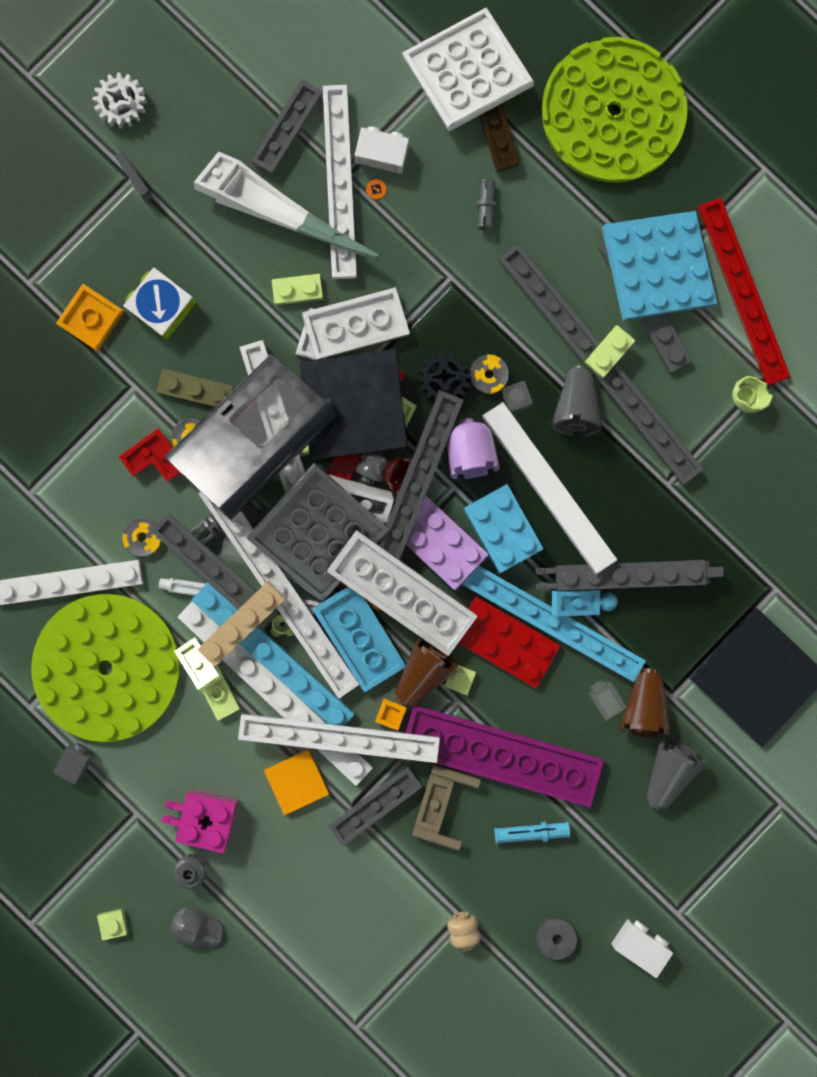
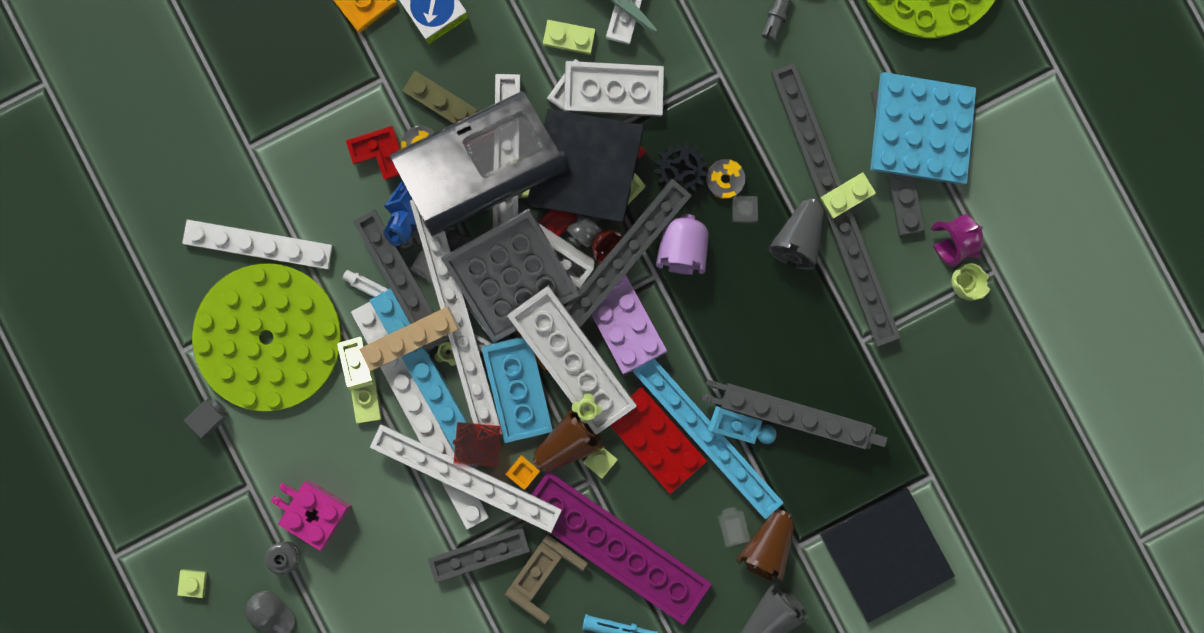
camera: 20 degrees right, 0 degrees up
(131, 537) = (332, 220): piece -> none
(197, 514) = (402, 218): none -> blue plate
(296, 782) = (411, 506): light orange tile -> none
(338, 702) = (477, 444): none -> clear red piece
(431, 641) = (594, 409): none -> yellowish green plate
(502, 529) = (688, 331): medium azure brick -> none
(549, 488) = (746, 307): white tile -> none
(732, 352) = (967, 238): none -> magenta helmet
(743, 292) = (996, 181): red tile -> none

